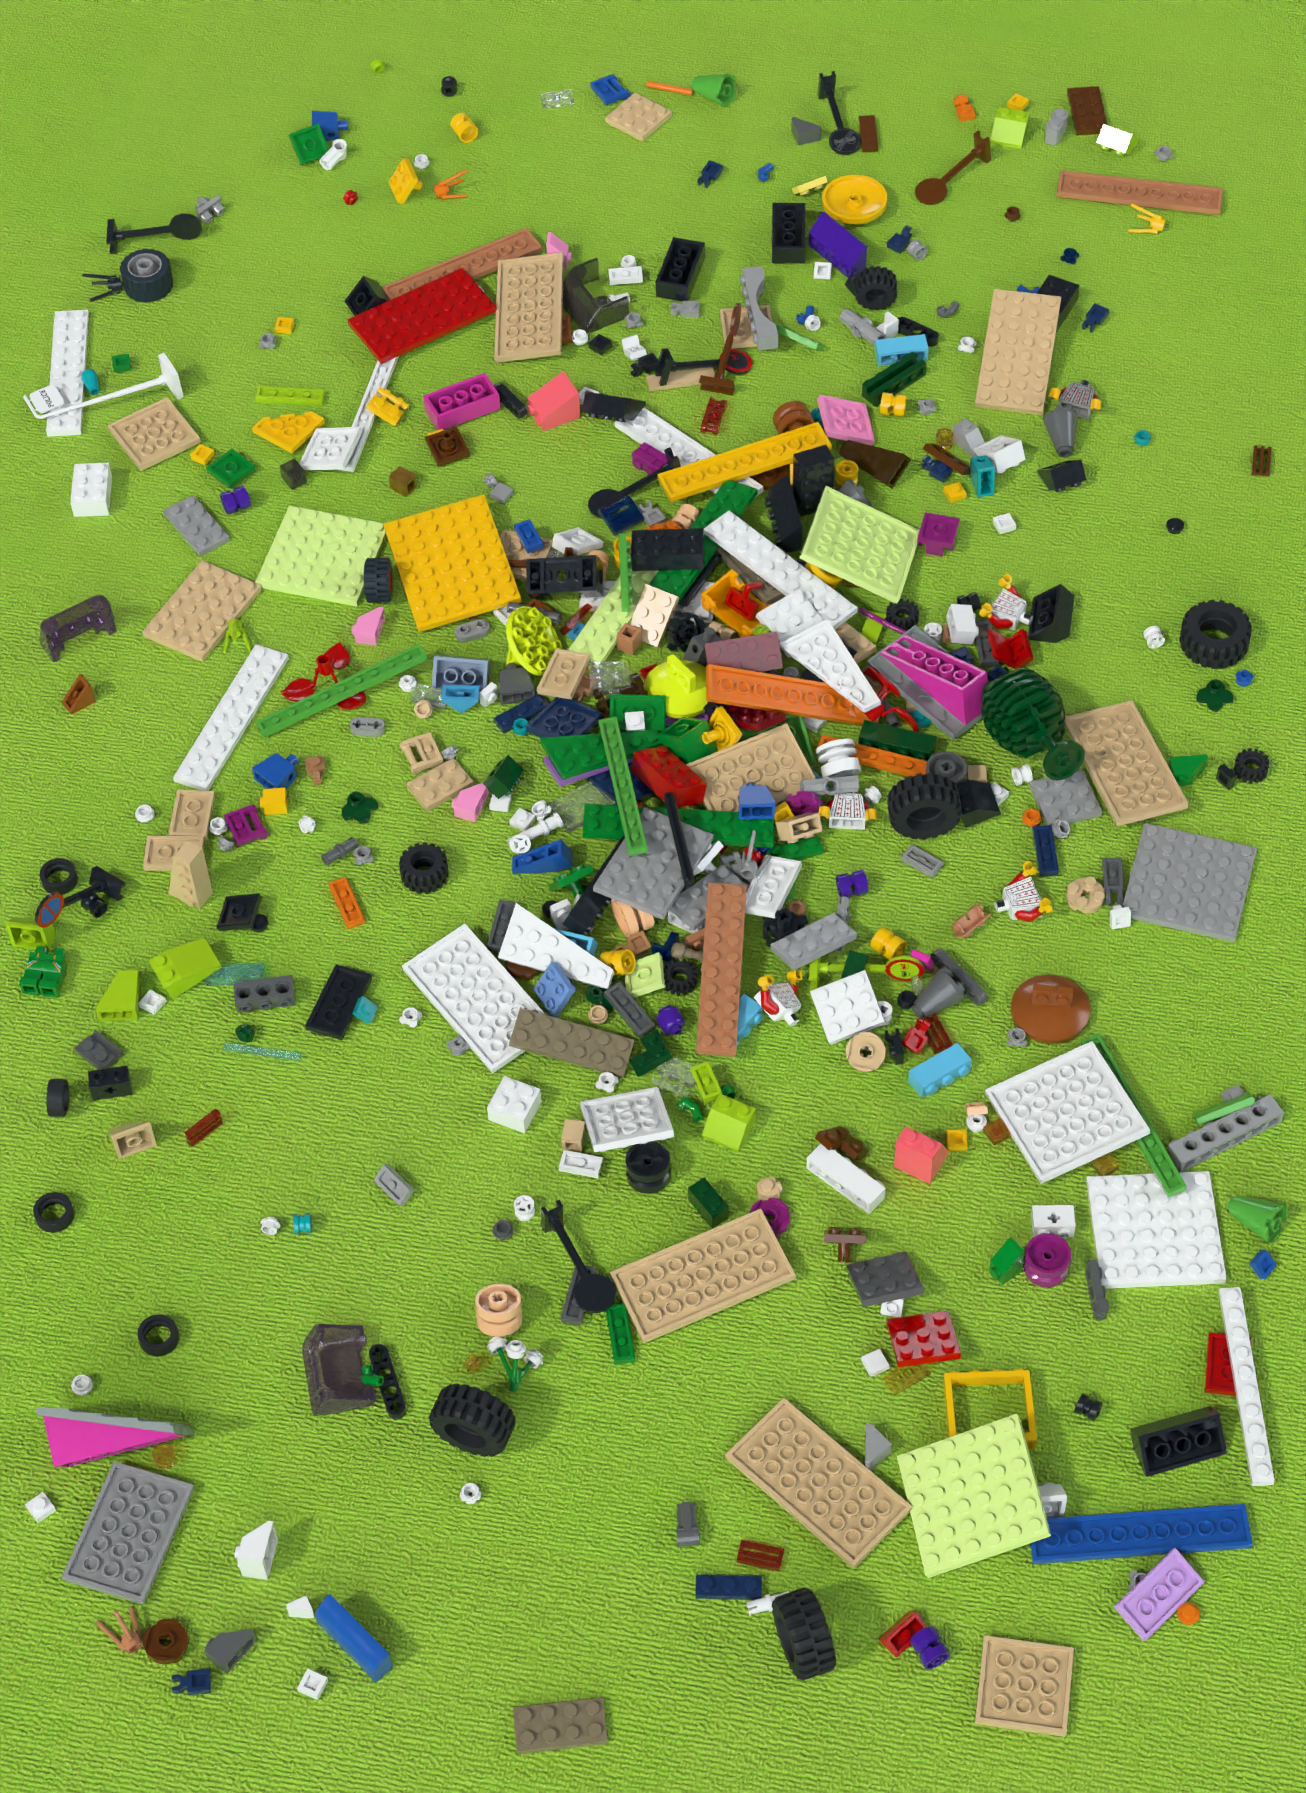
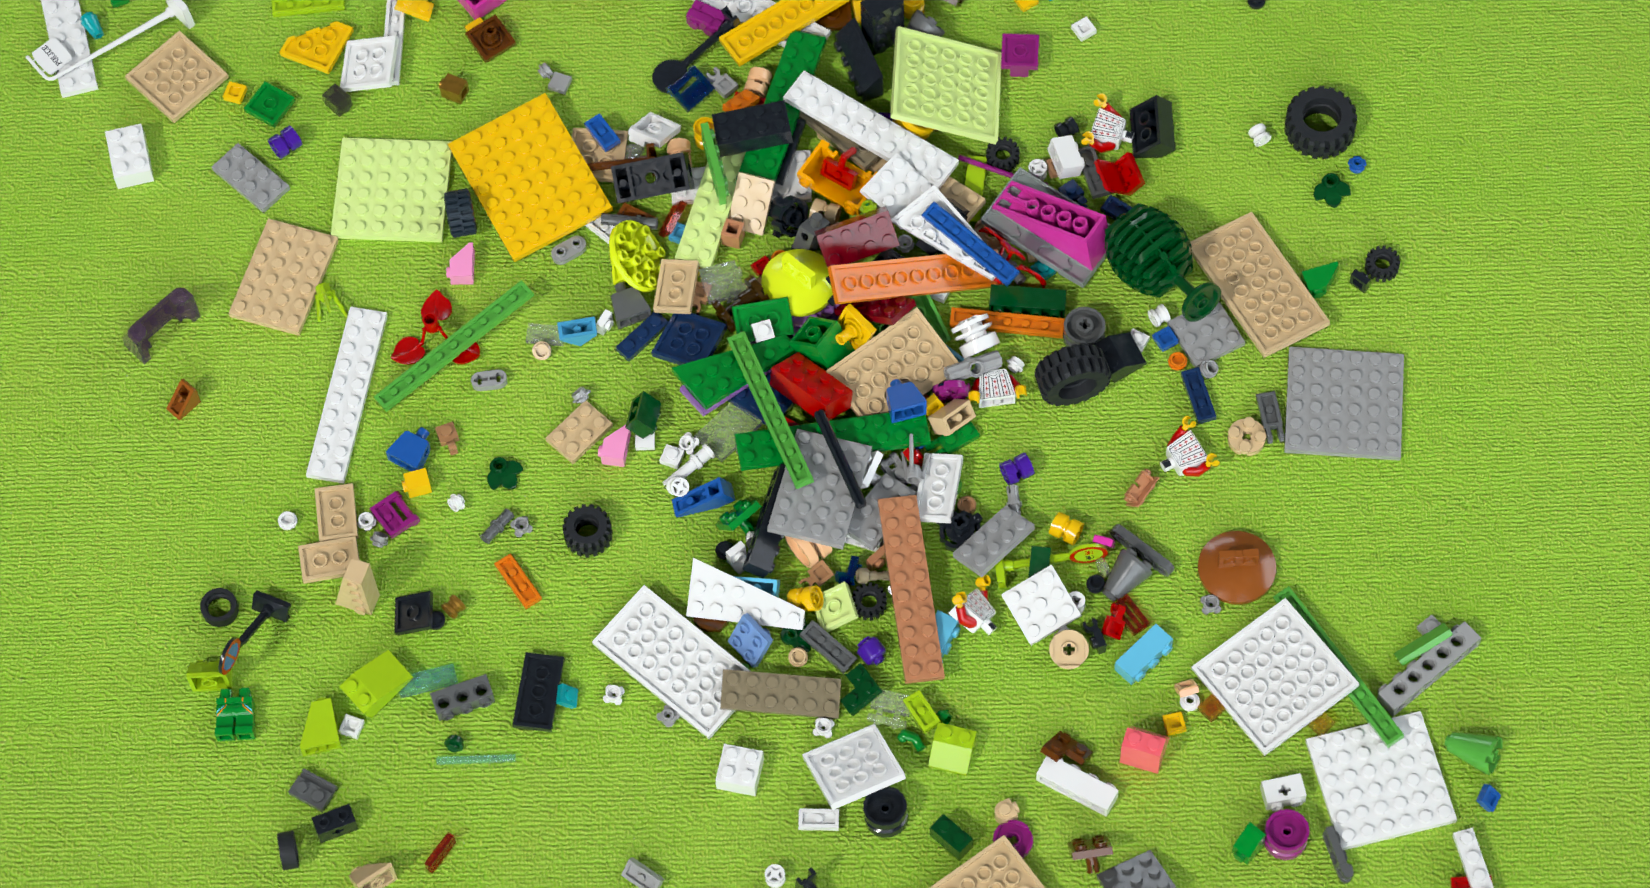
camera: 10 degrees left, 10 degrees up
(95, 905) = (266, 633): black wheel -> none
(278, 913) = (453, 606): none -> pearl gold wheel
(407, 683) = (517, 327): white plate -> none
(427, 750) = (557, 397): tan plate -> none
(460, 671) = (570, 302): sand blue slope -> none
(500, 925) = (680, 578): dark grey plate -> none
(520, 726) = (645, 348): teal plate -> none
(573, 1135) = (804, 790): tan brick -> none
(850, 675) = (970, 243): none -> blue tile
(920, 862) = (1077, 435): light grey tile -> none
(977, 773) = (1114, 322): tan tile -> none
(1023, 796) = (1165, 339): none -> blue plate
(1120, 917) = (1285, 455): white tile -> none

